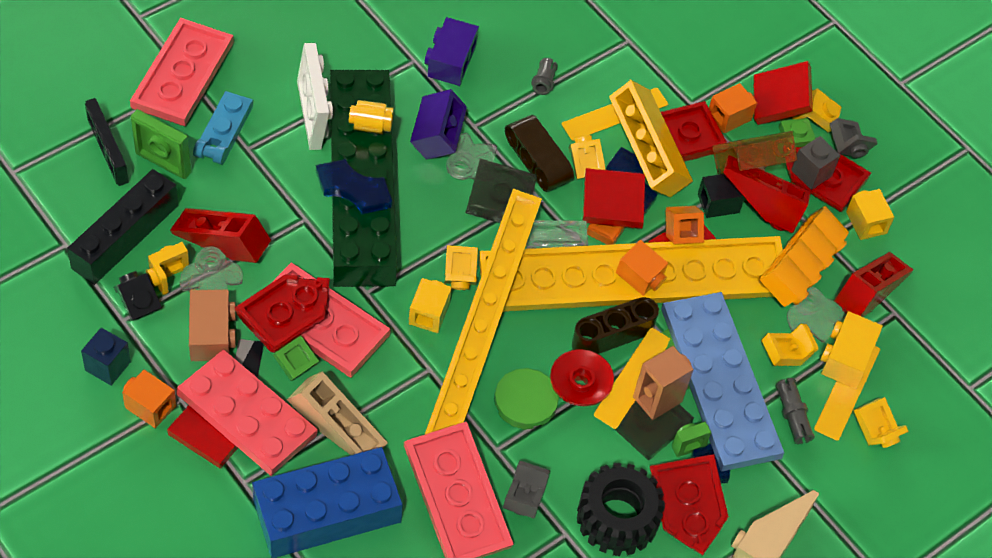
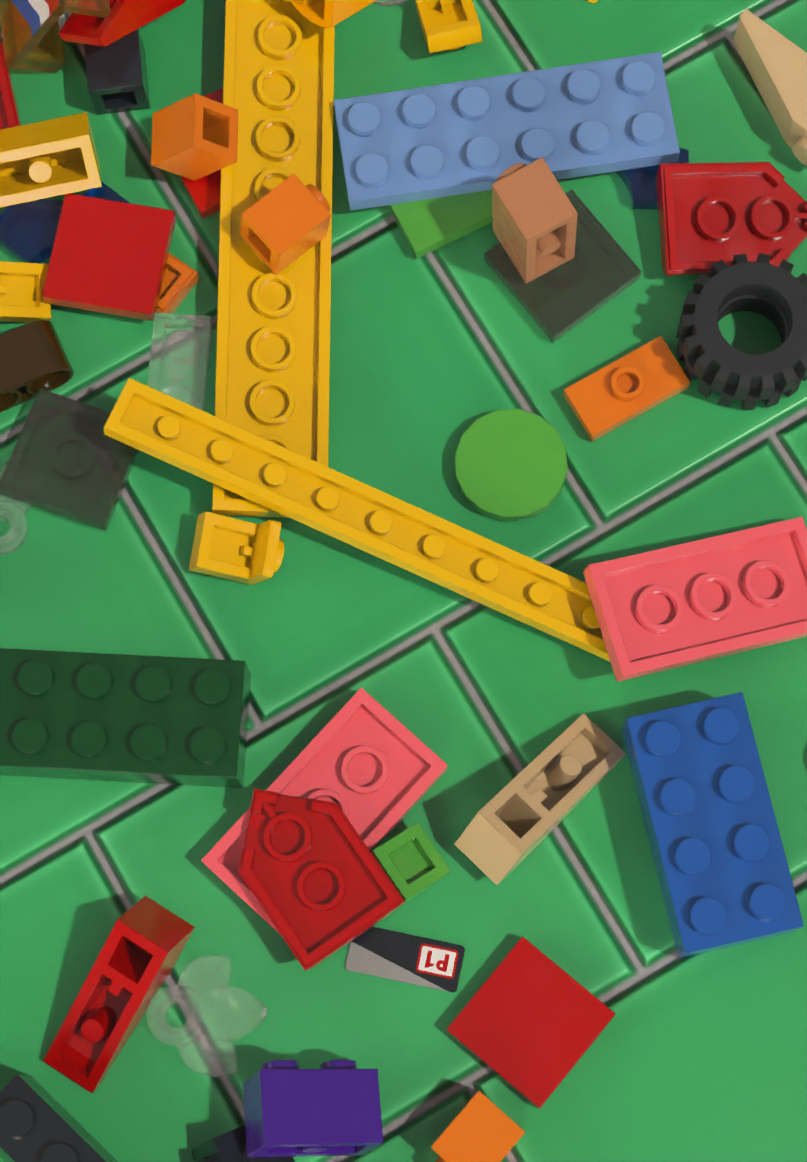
camera: 70 degrees left, 20 degrees up
(162, 315) = (312, 1110): none -> dark purple brick
(166, 263) = (172, 1096): yellow bracket -> none
(210, 324) = (324, 1018): nougat brick -> none
(247, 412) = (516, 960): coral plate -> none
(342, 181) = (52, 748): clear blue tile -> none
(430, 305) = (311, 610): yellow brick -> none
(526, 489) = (703, 484): dark grey bracket -> none
(577, 451) = (626, 388): none -> orange plate
(585, 367) = (489, 338): red dish -> none
(620, 399) = (488, 278): yellow sticker -> none
(624, 317) = (384, 268): dark brown beam -> none
(691, 438) = (614, 199): bright green plate -> none
(795, 411) = (568, 24): dark grey pin -> none

